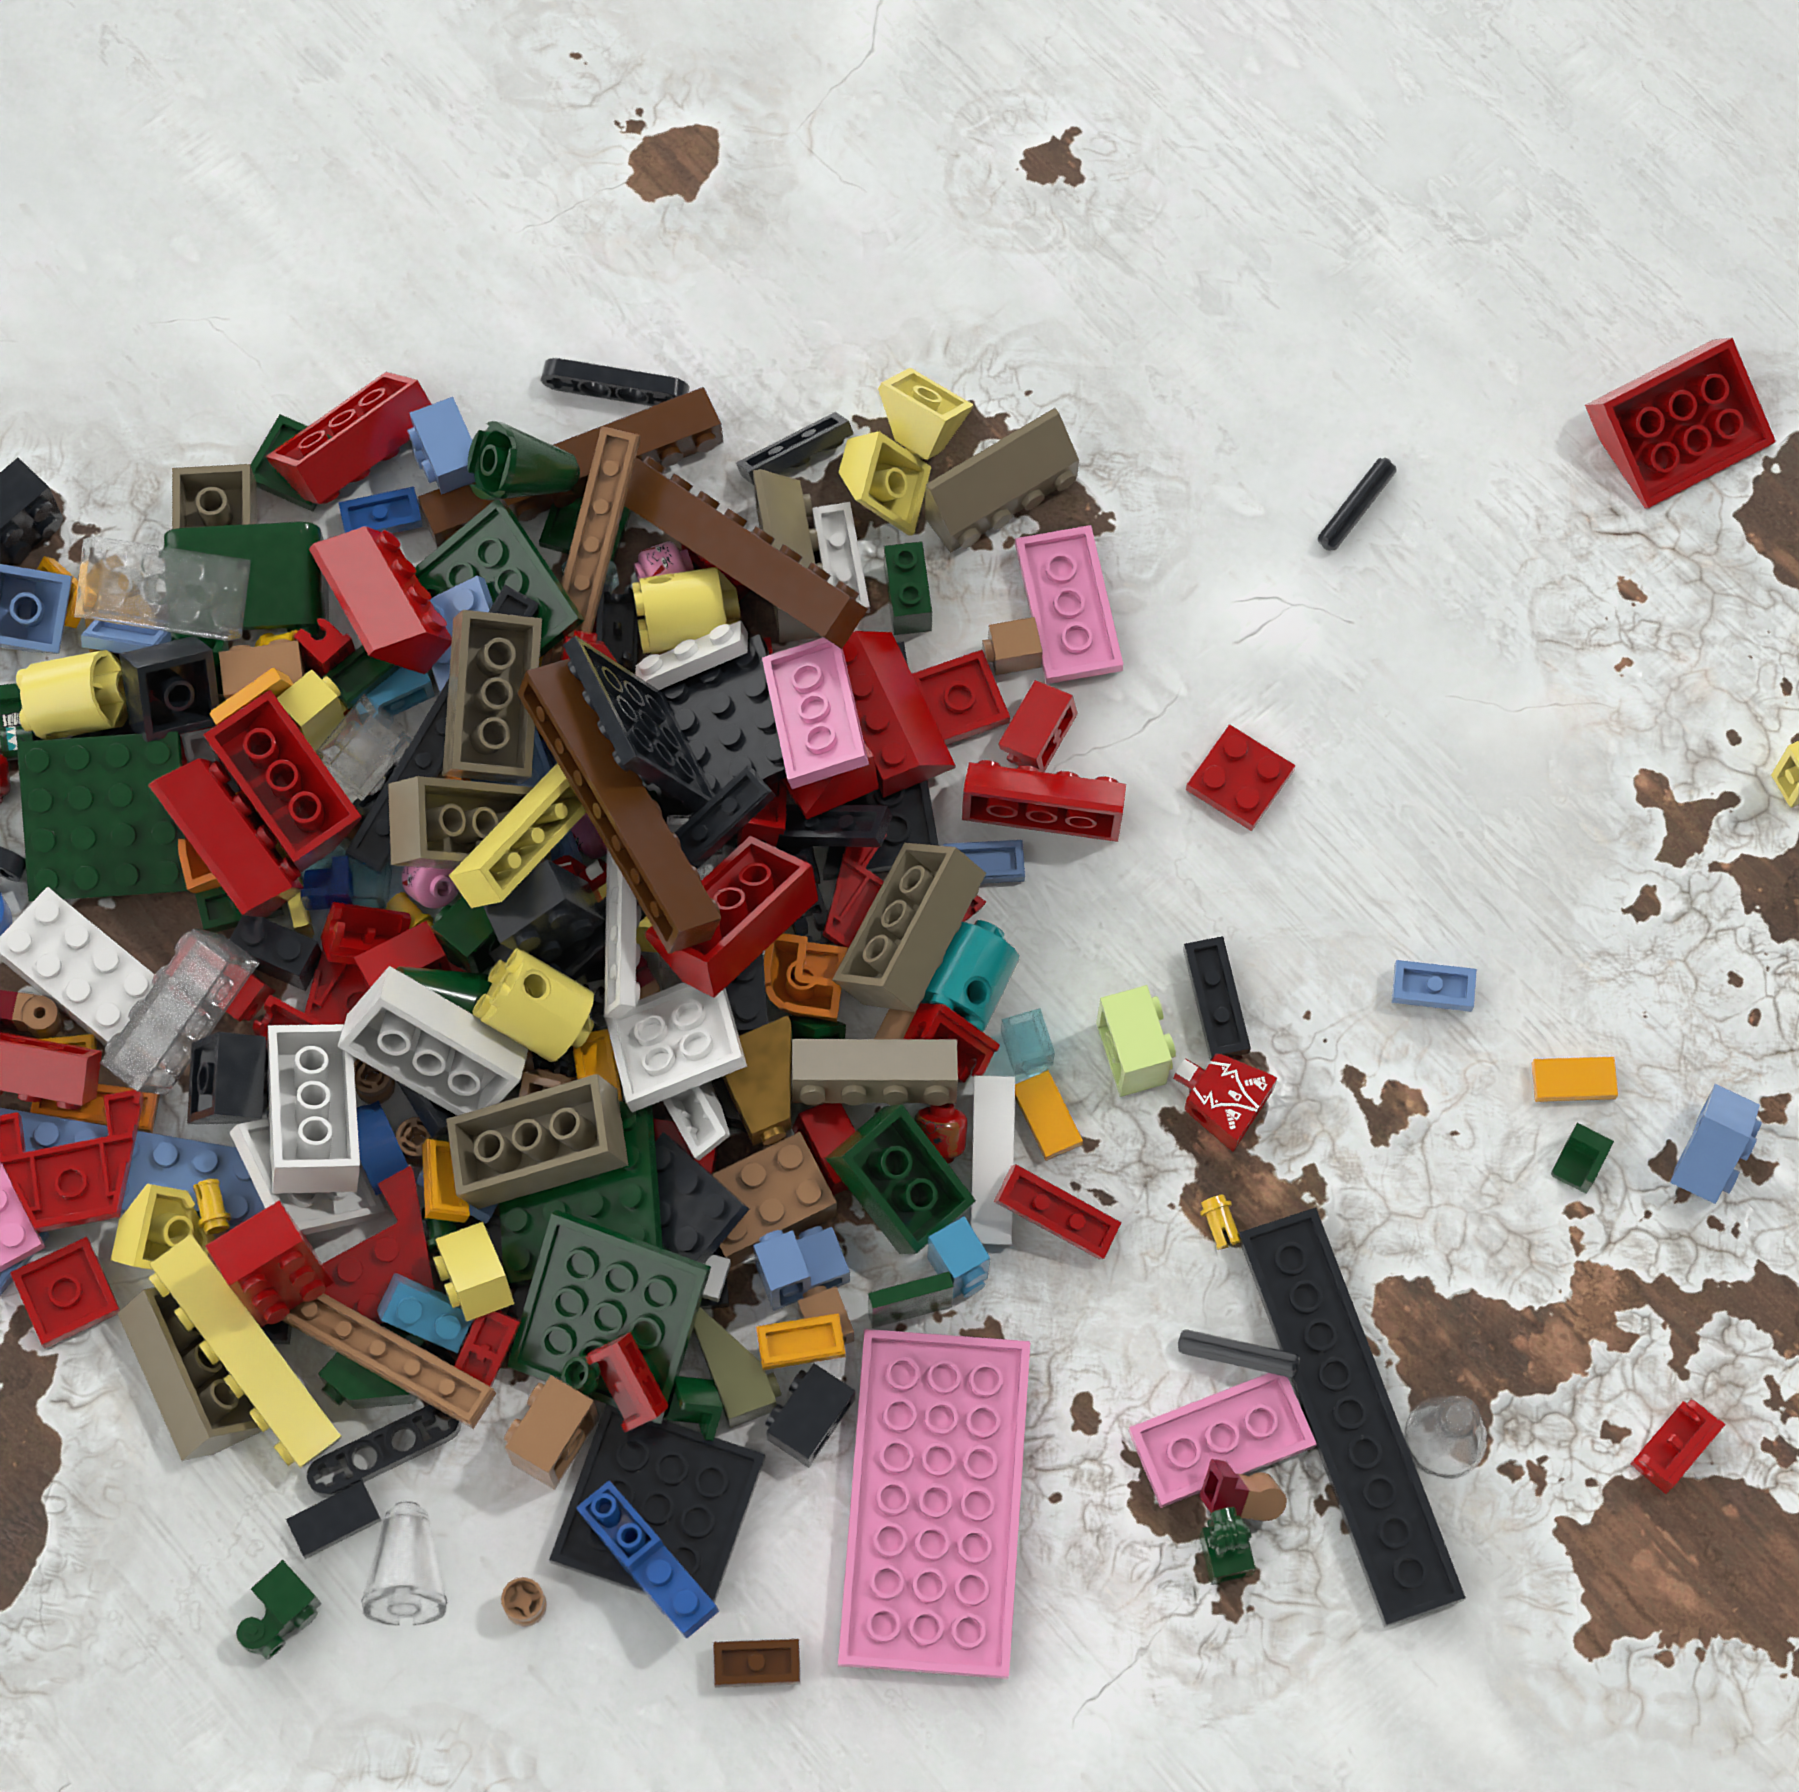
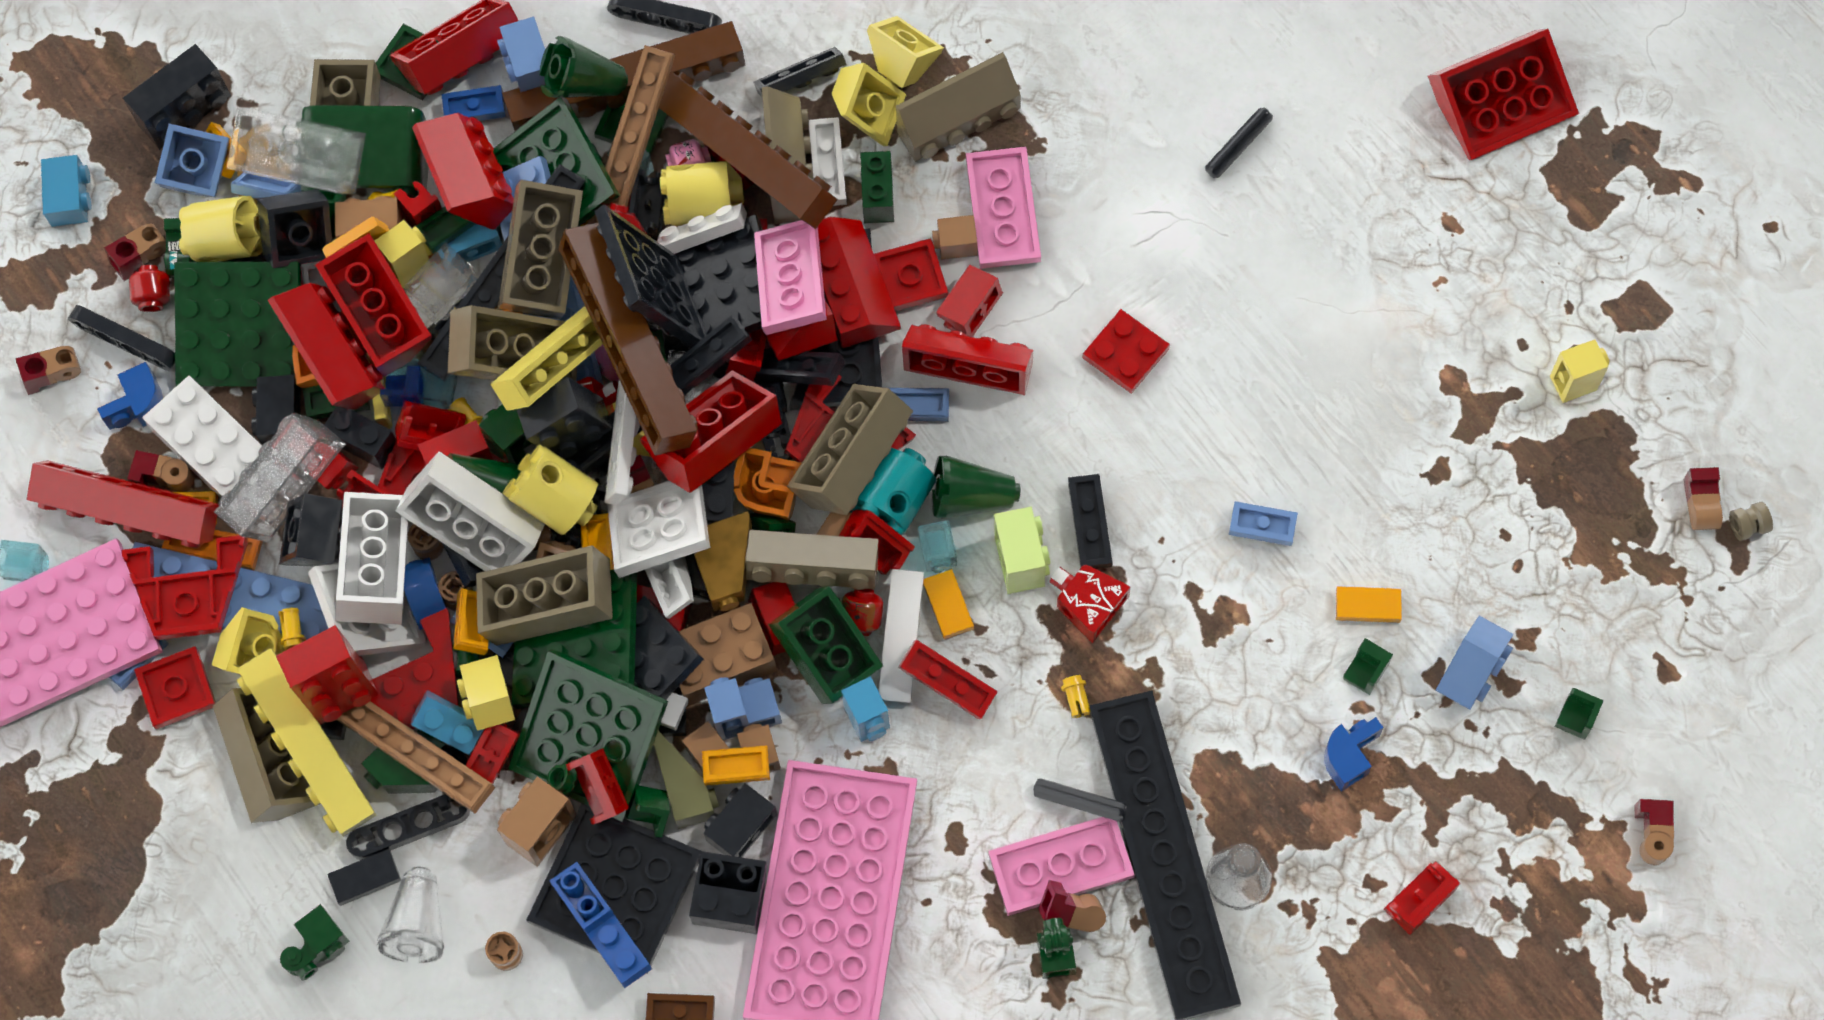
camera: 10 degrees right, 0 degrees up
(163, 918) = (274, 400): none -> black brick
(429, 886) = (480, 394): bright pink head -> none
(753, 1312) = (701, 740): none -> medium nougat brick
(805, 1505) = (728, 892): none -> black slope
(910, 1299) = (824, 739): dark green tile -> none
(1062, 966) = (970, 489): none -> dark green cone
(1563, 1274) = (1343, 754): none -> blue brick

